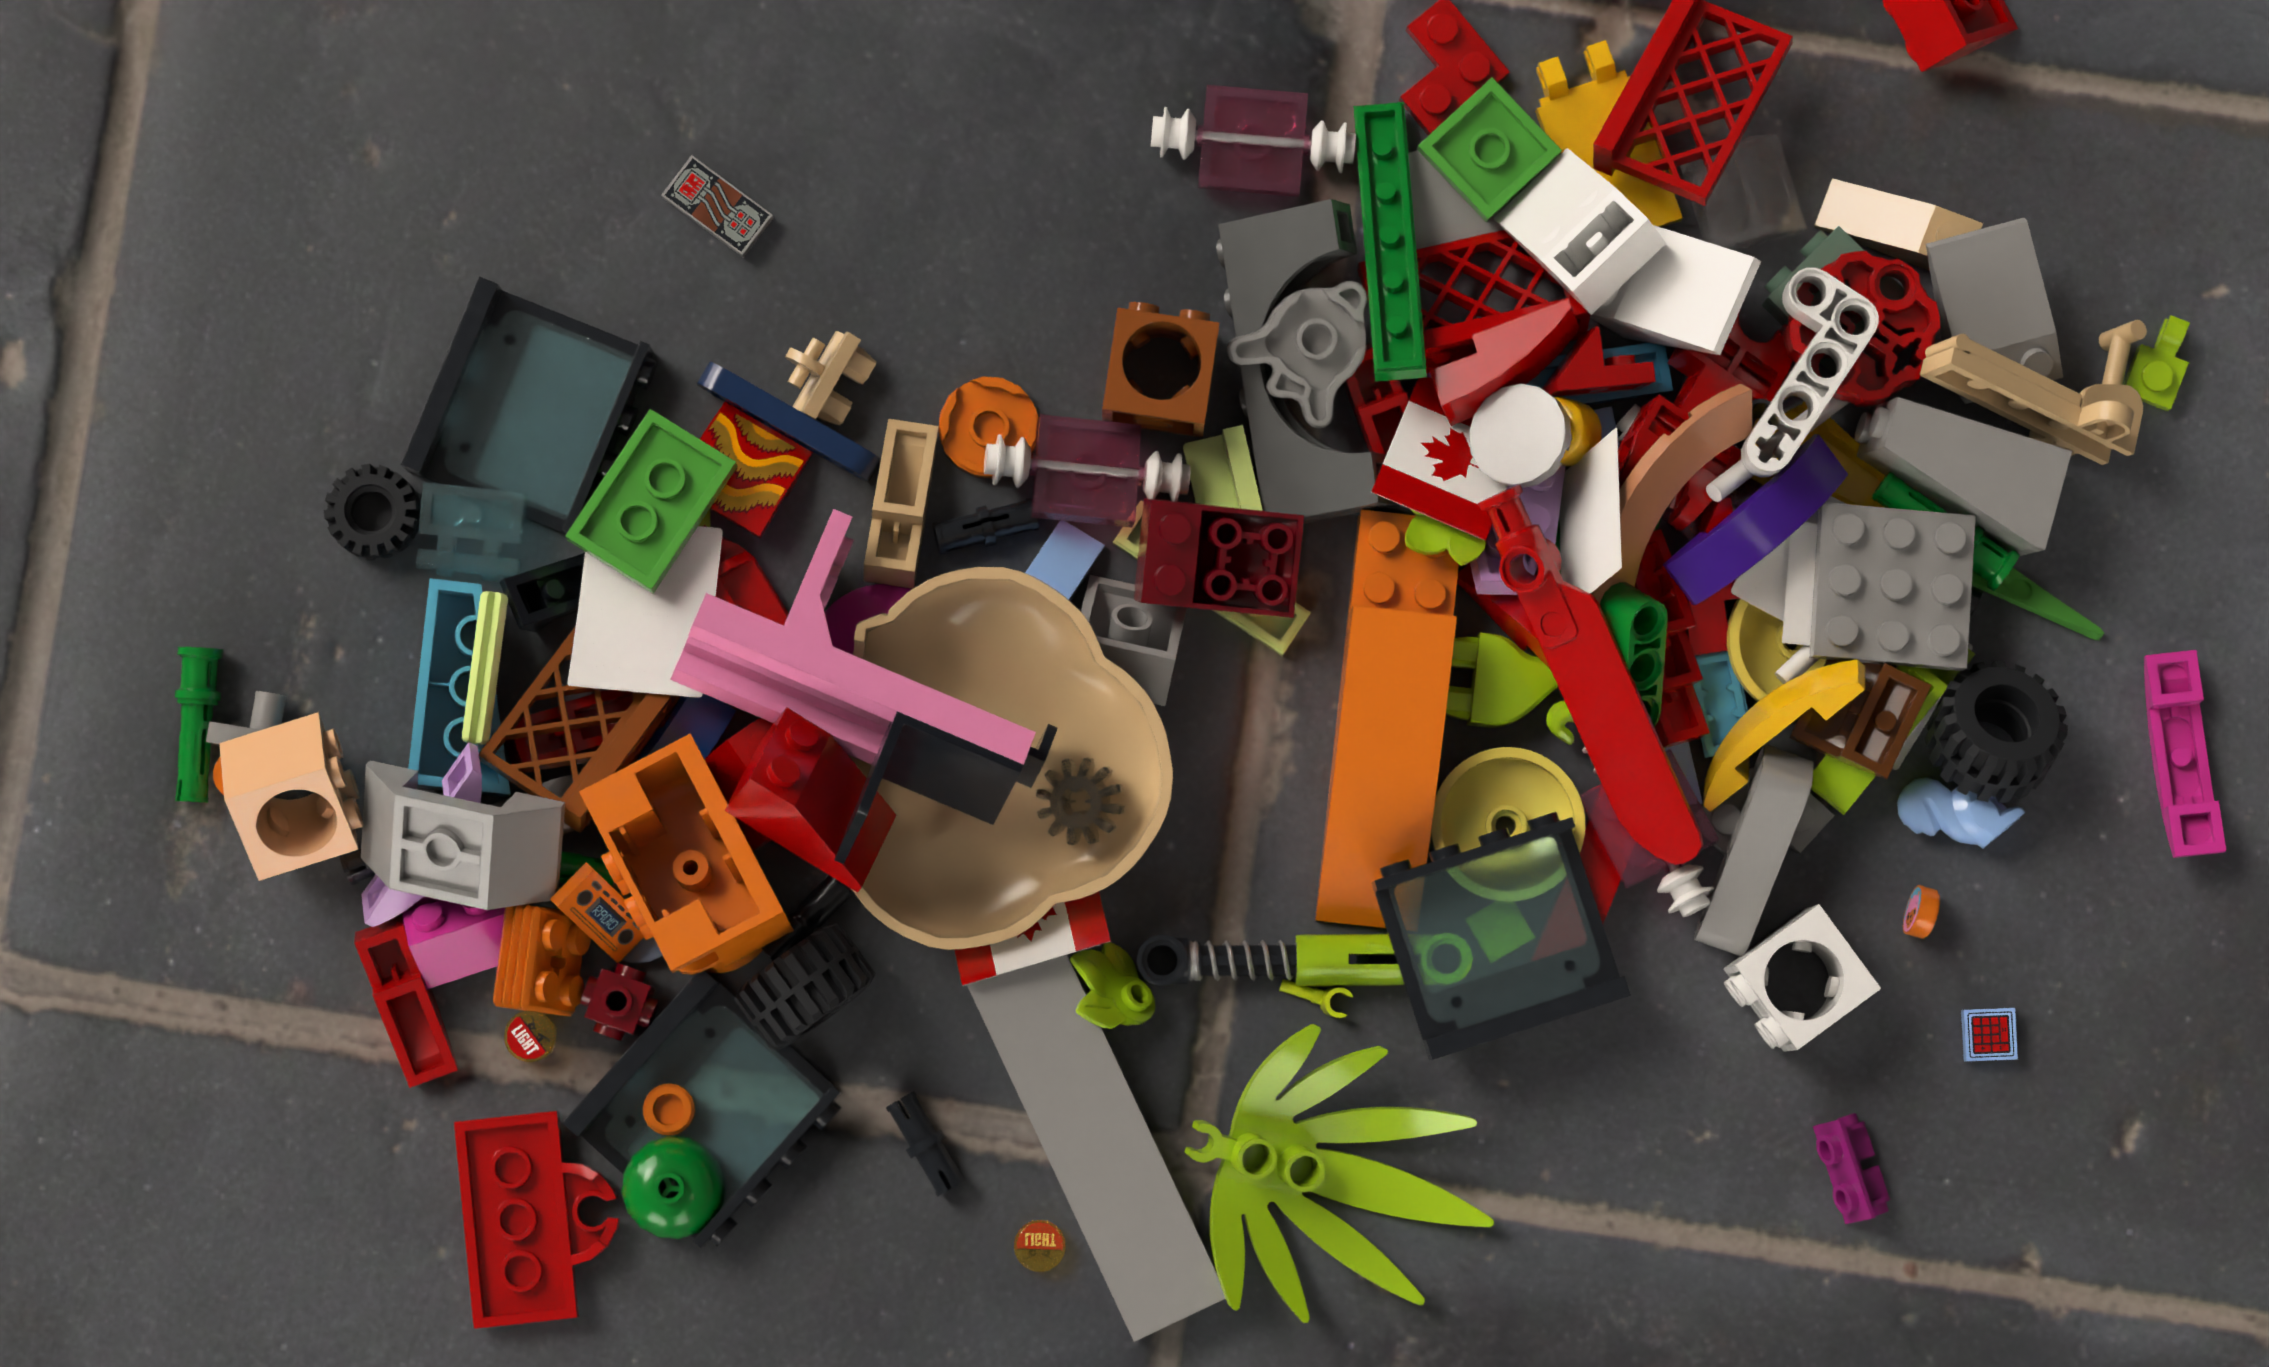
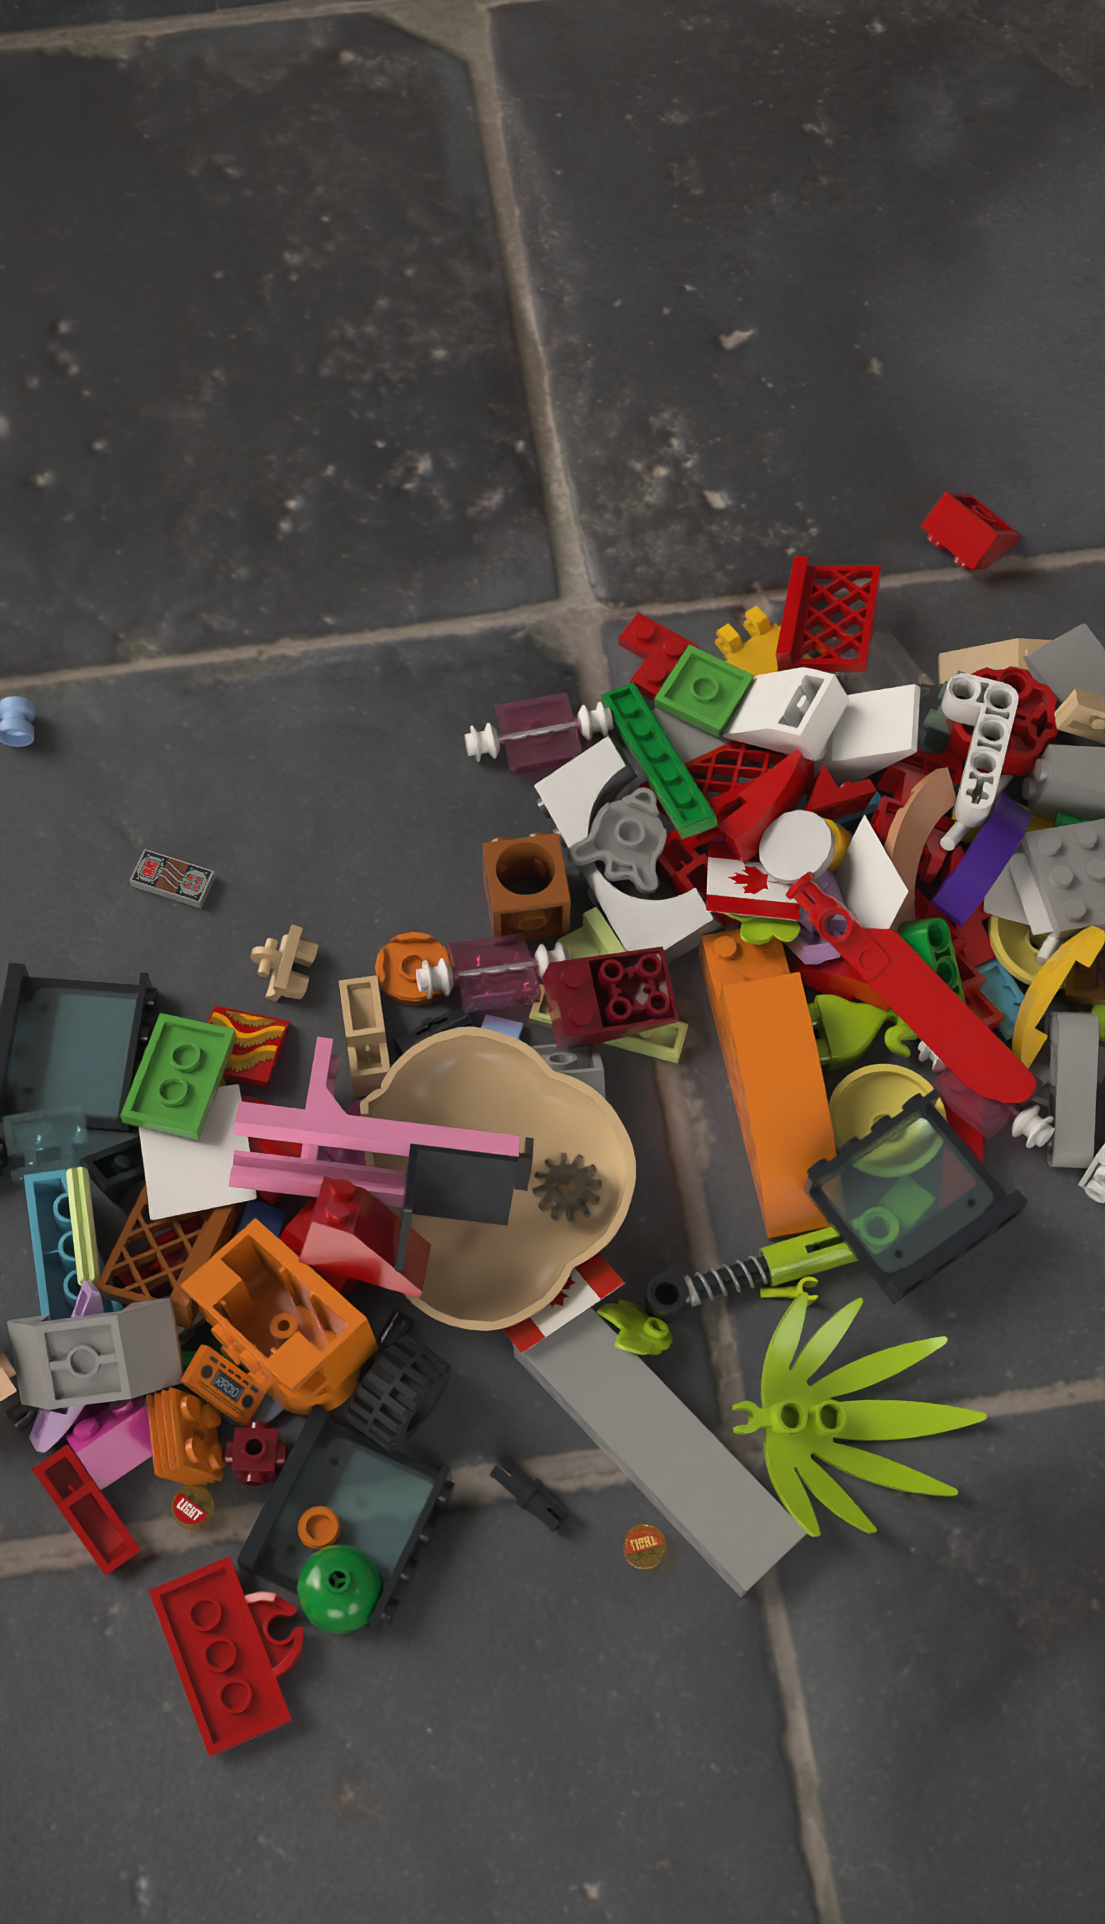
camera: 15 degrees left, 20 degrees down
(789, 421) = (267, 1001): dark blue beam -> none

